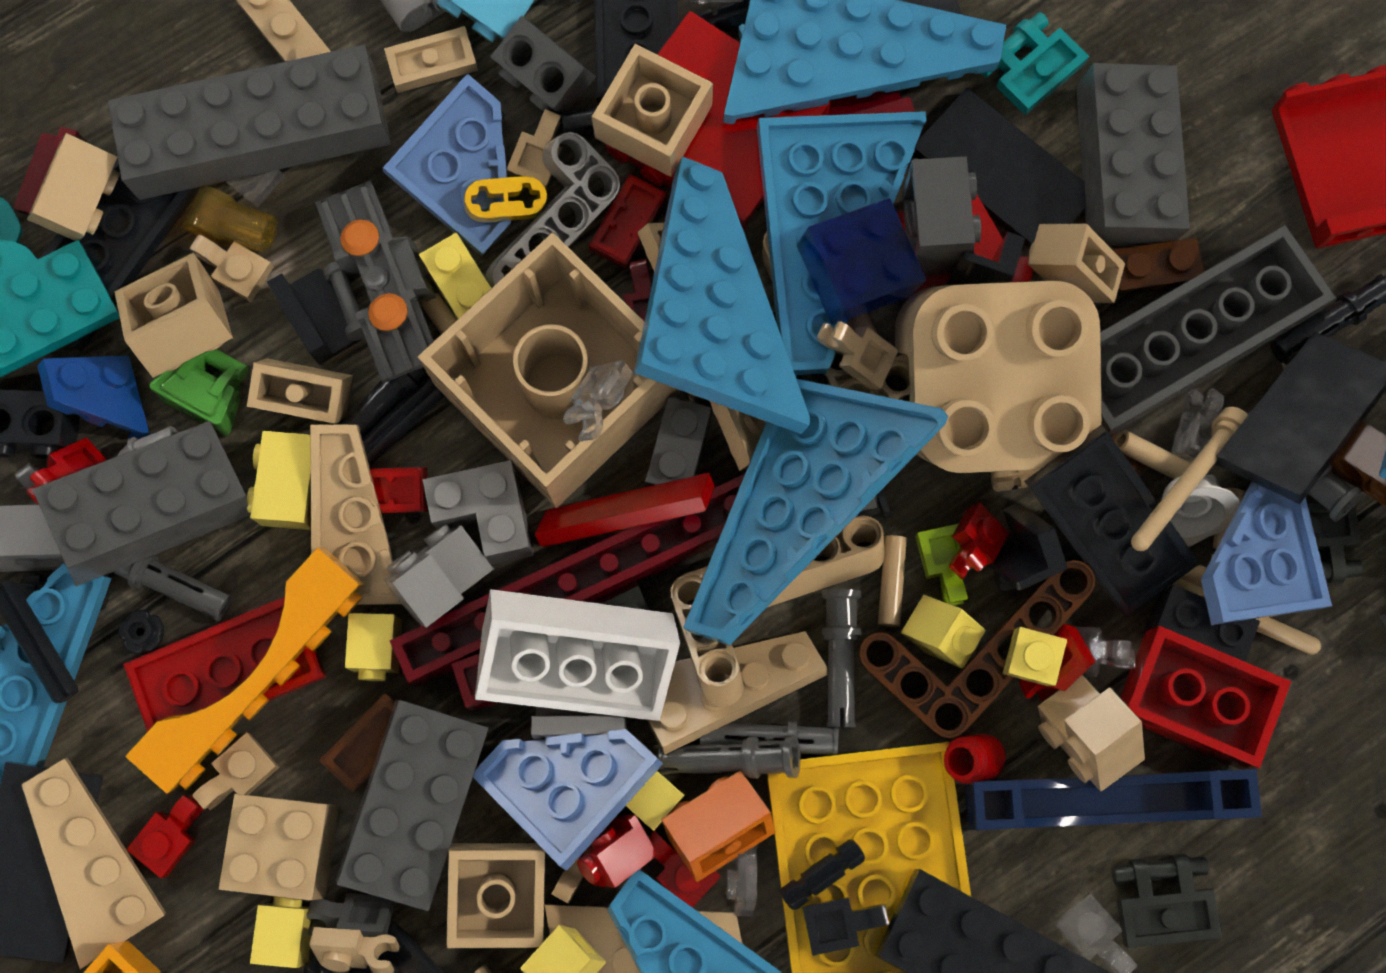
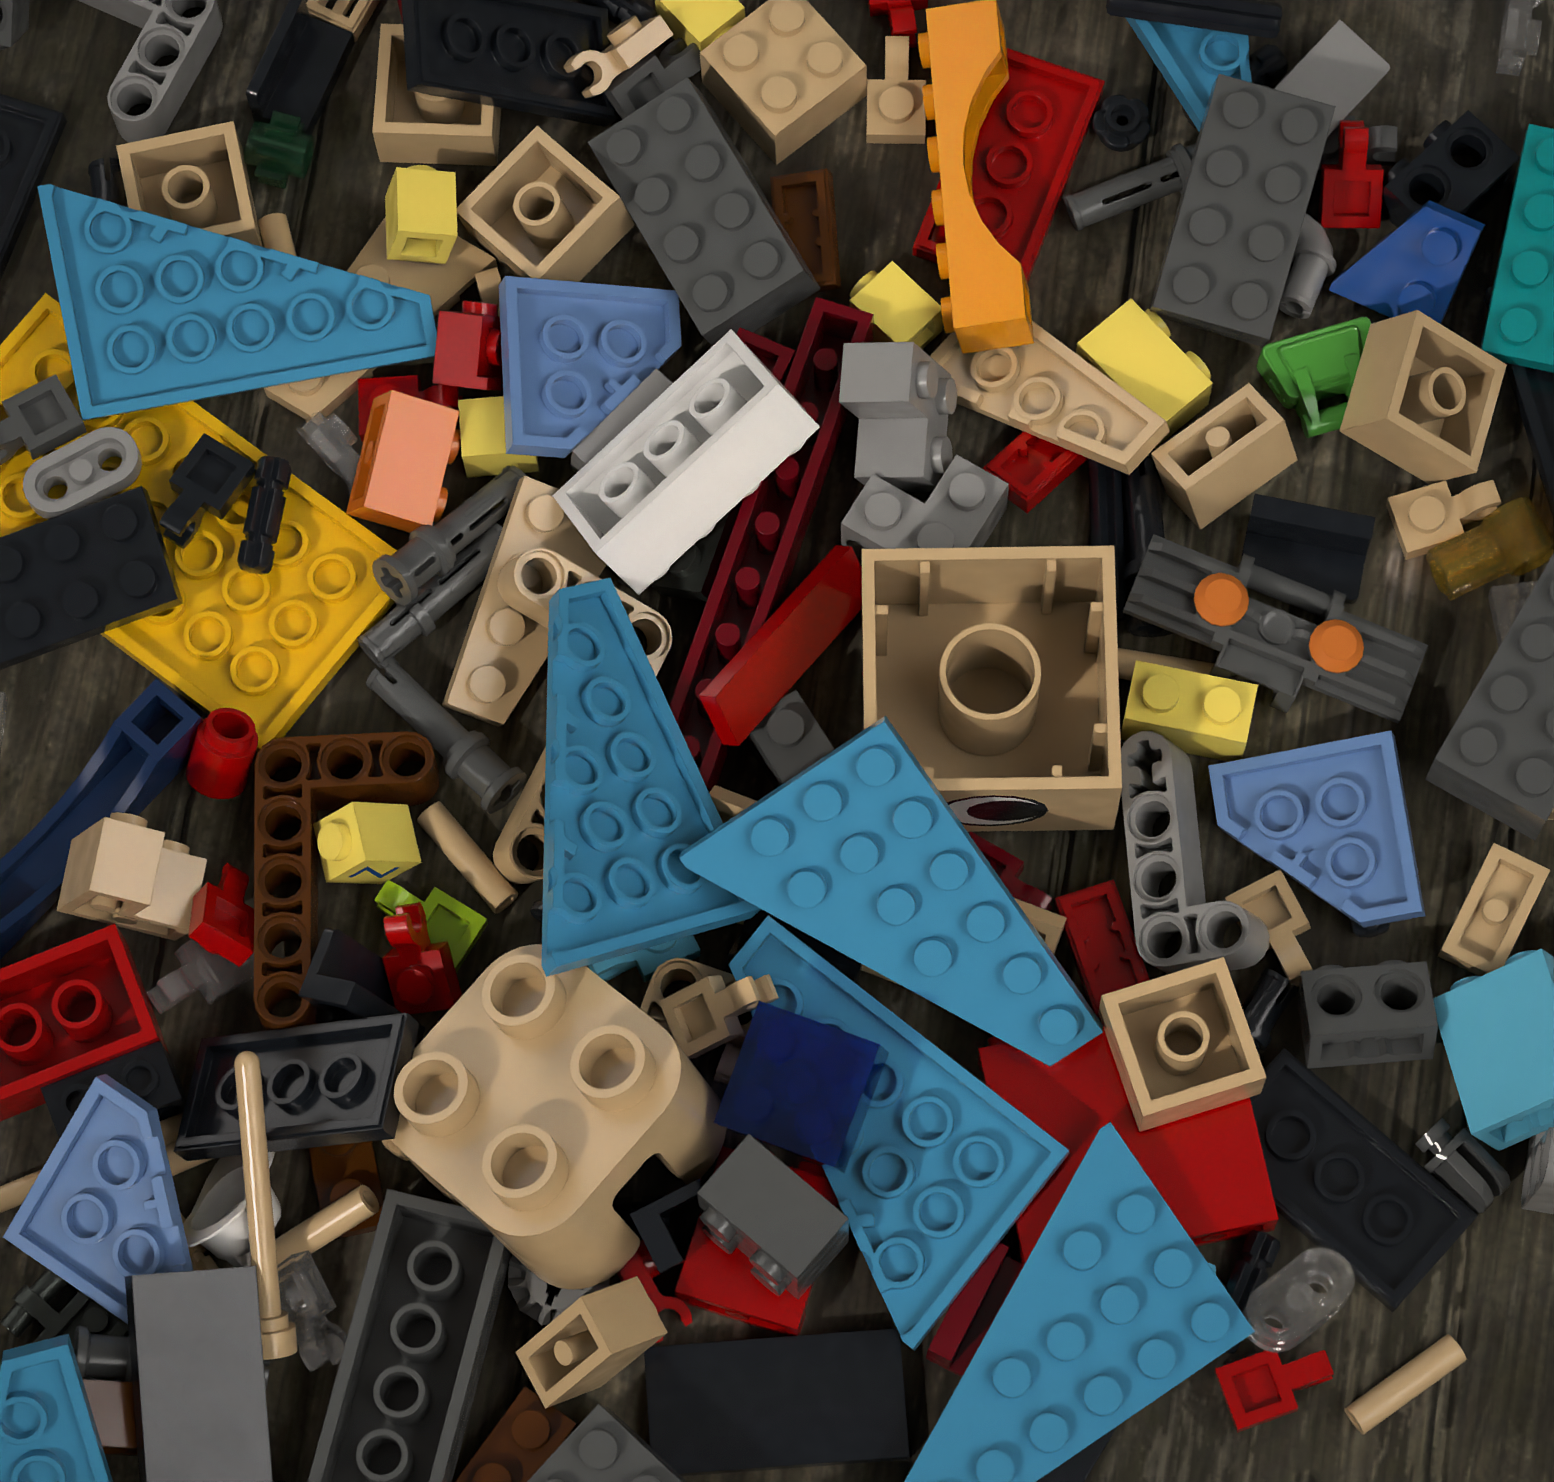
camera: 135 degrees right, 5 degrees down
(503, 189) = (1254, 841): yellow beam -> none
(599, 390) = (907, 675): clear plate -> none
(1035, 656) = (250, 874): light yellow brick -> none

